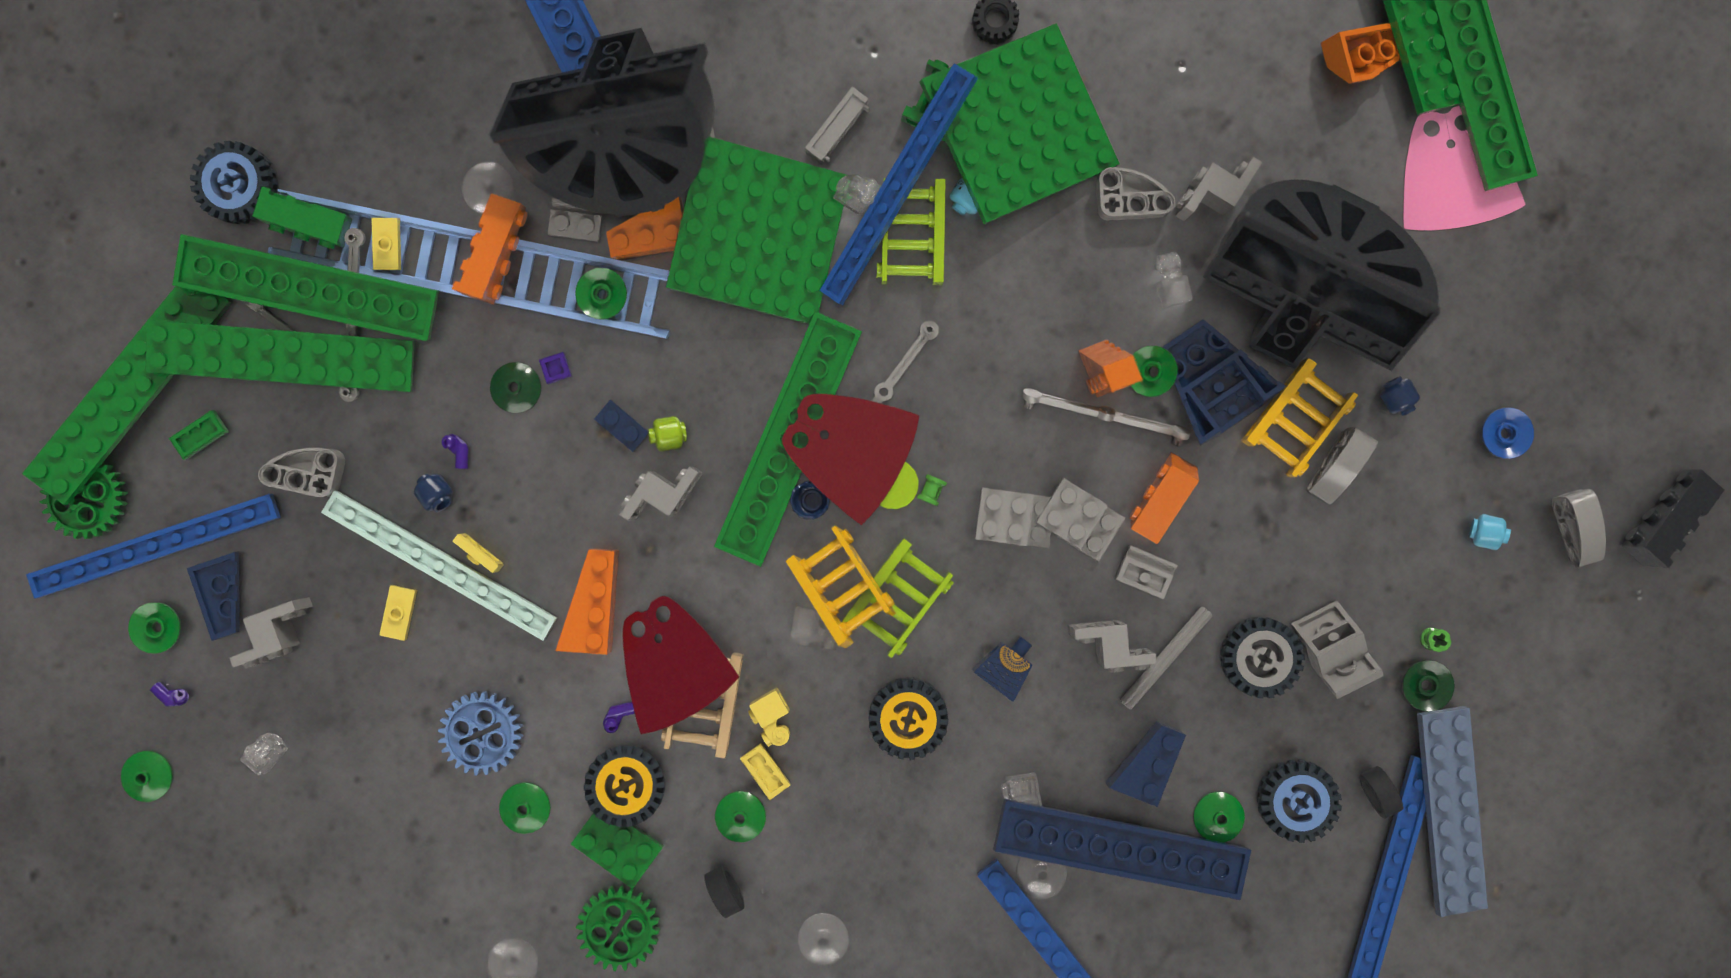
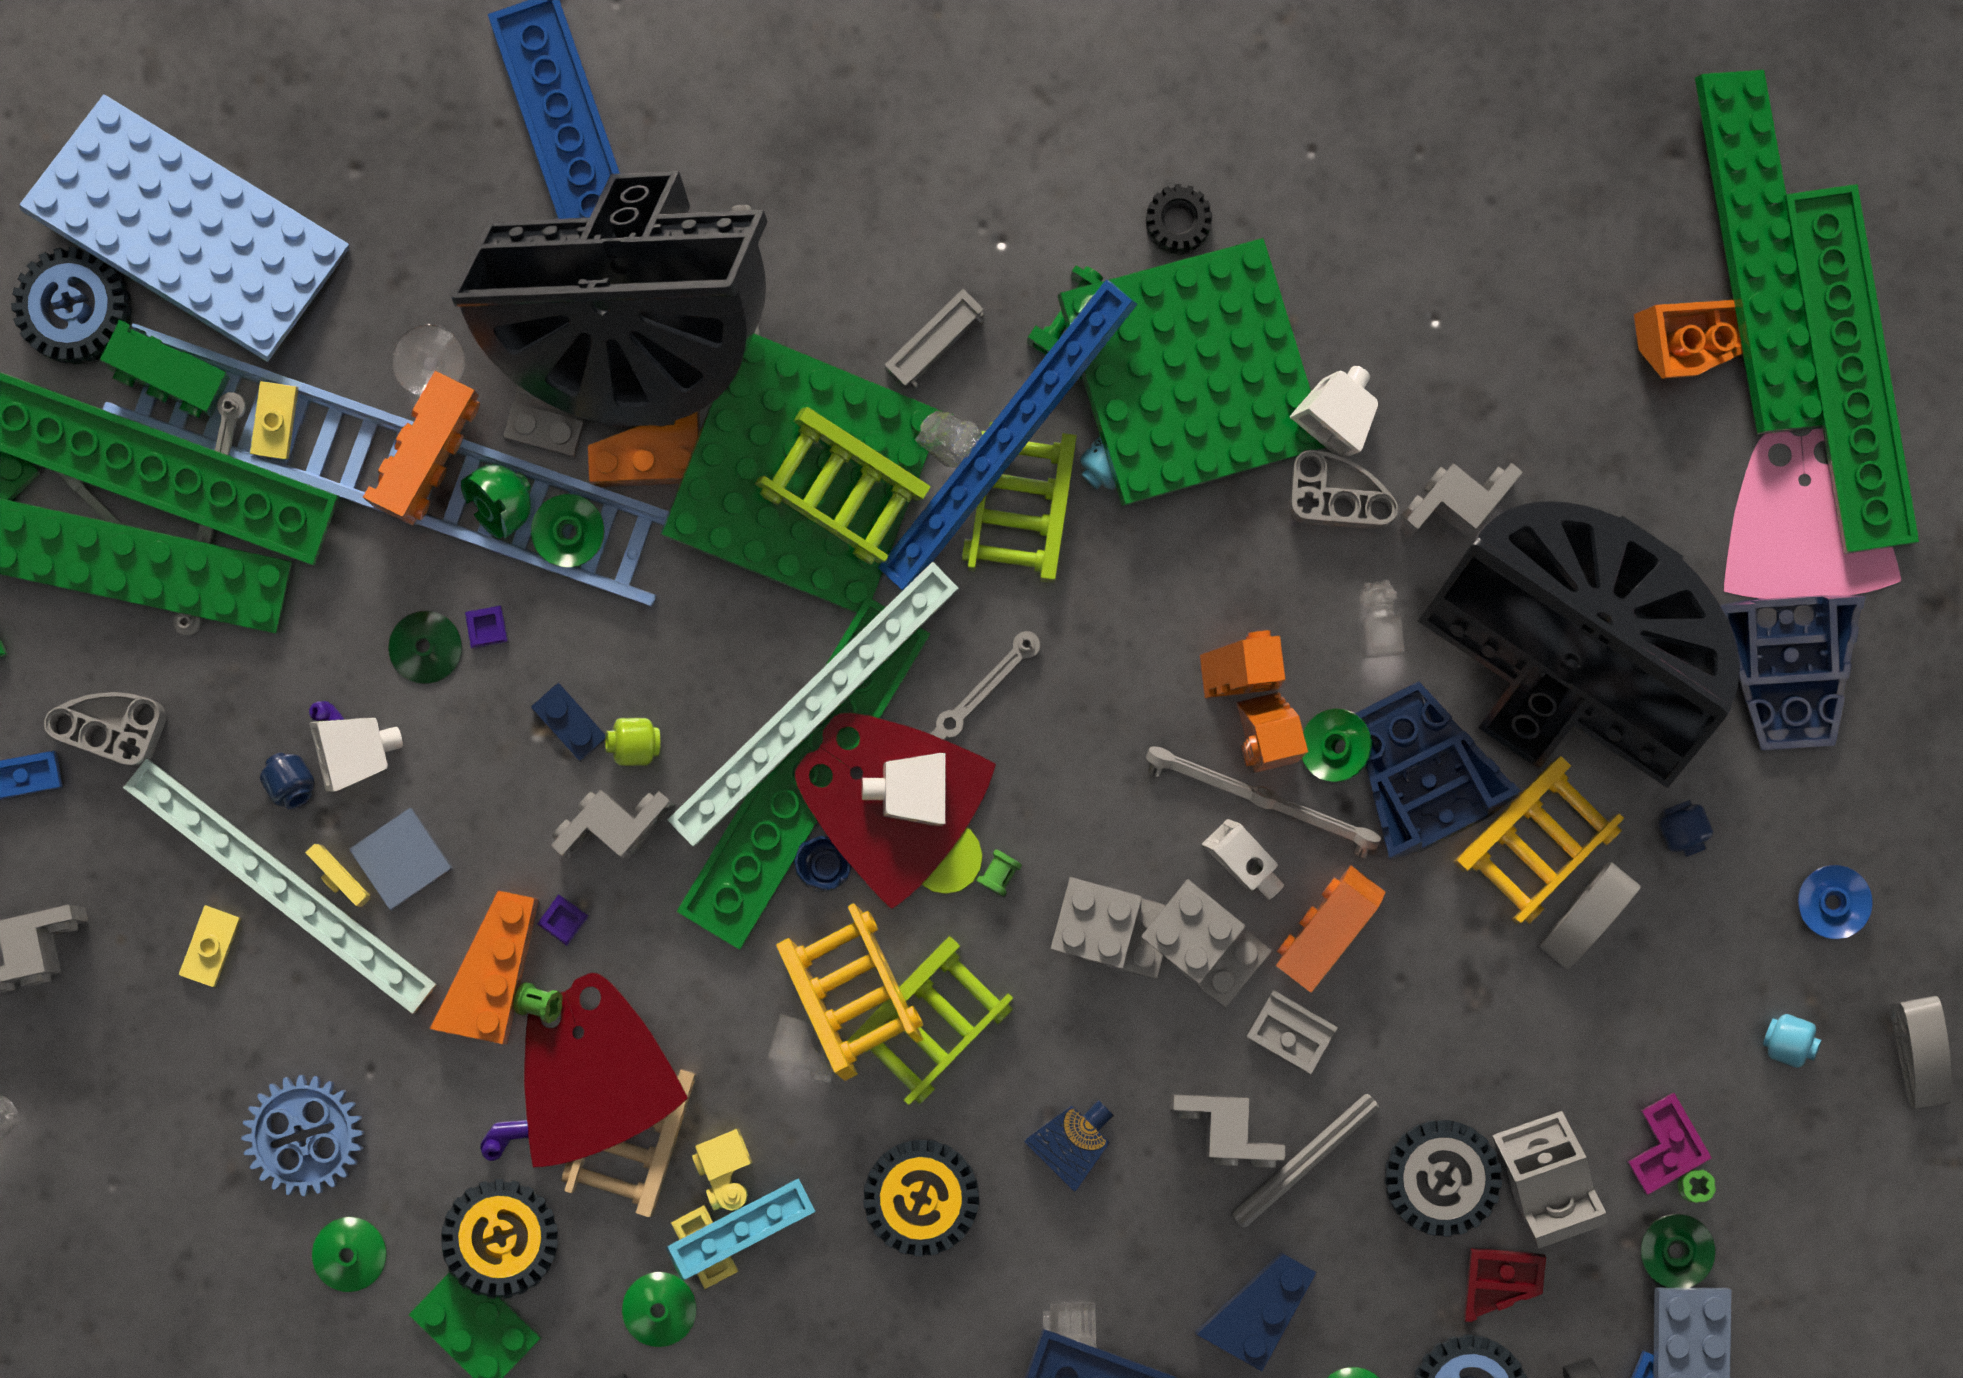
camera: 10 degrees right, 5 degrees down
(303, 116) = (185, 227): none -> light blue plate
(474, 465) = (352, 749): none -> white torso
(520, 535) = (401, 859): none -> sand blue tile
(550, 276) = (500, 498): none -> green cylinder
(627, 621) = (537, 1002): none -> bright green bush
(637, 562) = (563, 920): none -> dark purple tile
(787, 758) = (740, 1229): none -> medium azure plate
(788, 391) = (813, 704): none -> light aqua plate
(807, 220) = (874, 469): none -> lime fence
(864, 441) = (911, 789): none -> white torso
(1087, 324) = (1244, 666): none -> orange wedge
(1093, 452) = (1234, 848): none -> white torso
(1125, 138) = (1339, 411): none -> white torso
(1310, 720) = (1501, 1279): none -> dark red wing
(1418, 618) = (1678, 1147): none -> magenta plate
(1466, 272) = (1795, 665): none -> dark blue wedge

